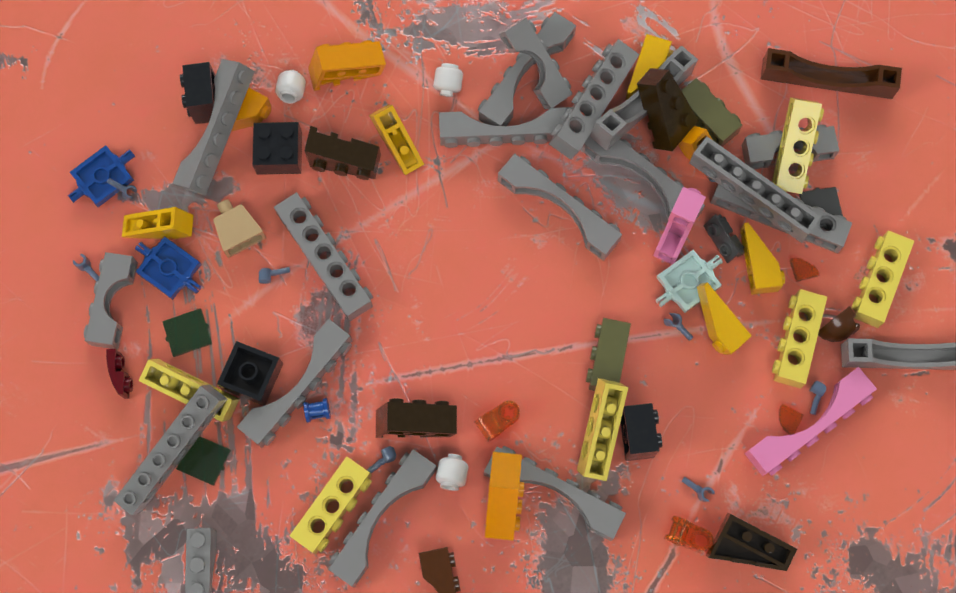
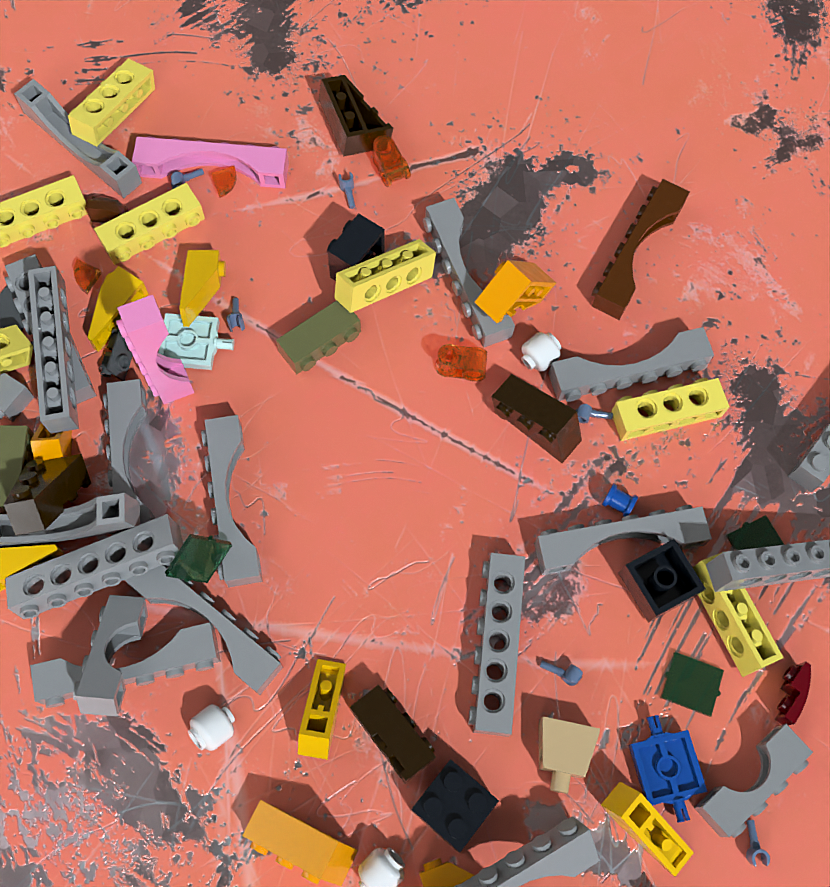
camera: 145 degrees left, 5 degrees down
(539, 148) = (198, 558): none -> clear green piece
(915, 393) = (111, 102): none -> light yellow brick

